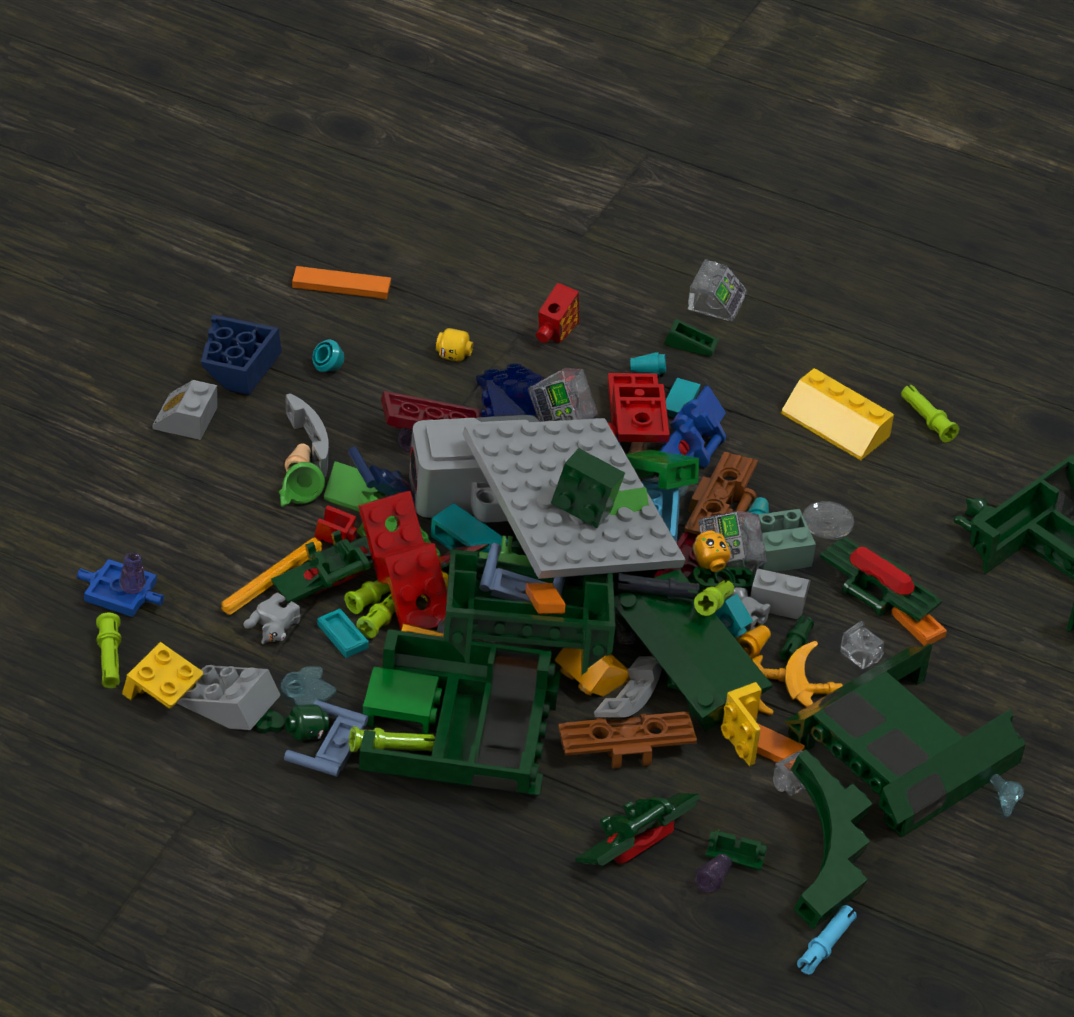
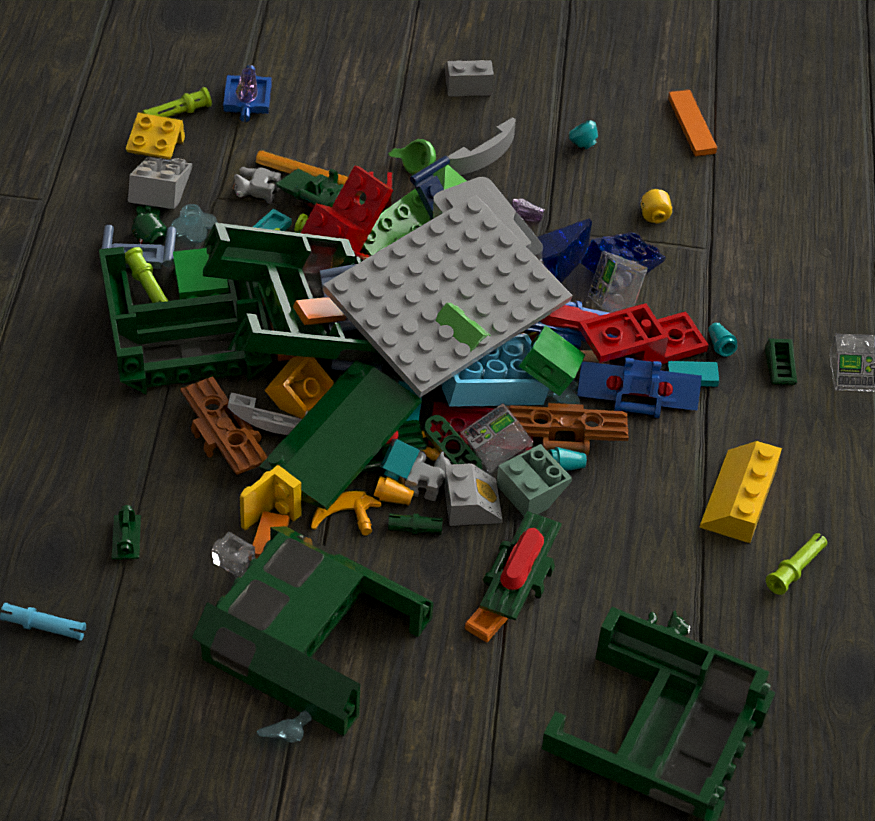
camera: 70 degrees right, 5 degrees up
(240, 352) = (548, 82): dark blue wedge -> none
(300, 454) = (447, 148): light nougat cone -> none
(406, 410) = (538, 200): dark red plate -> none
(558, 314) = (734, 258): red torso -> none
(587, 487) = (428, 280): dark green brick -> none
(648, 819) = (103, 448): dark green piece -> none
(668, 588) = (379, 389): black pin -> none
(711, 551) = (462, 418): light orange head -> none
(712, 874) = (91, 524): clear purple cone -> none
(715, 600) = (392, 428): lime pin -> none
(796, 680) = (356, 532): light orange piece -> none
(828, 520) = (585, 511): clear dish -> none
(843, 842) = (152, 603): dark green arch -> none
(861, 645) = (428, 572): clear brick -> none

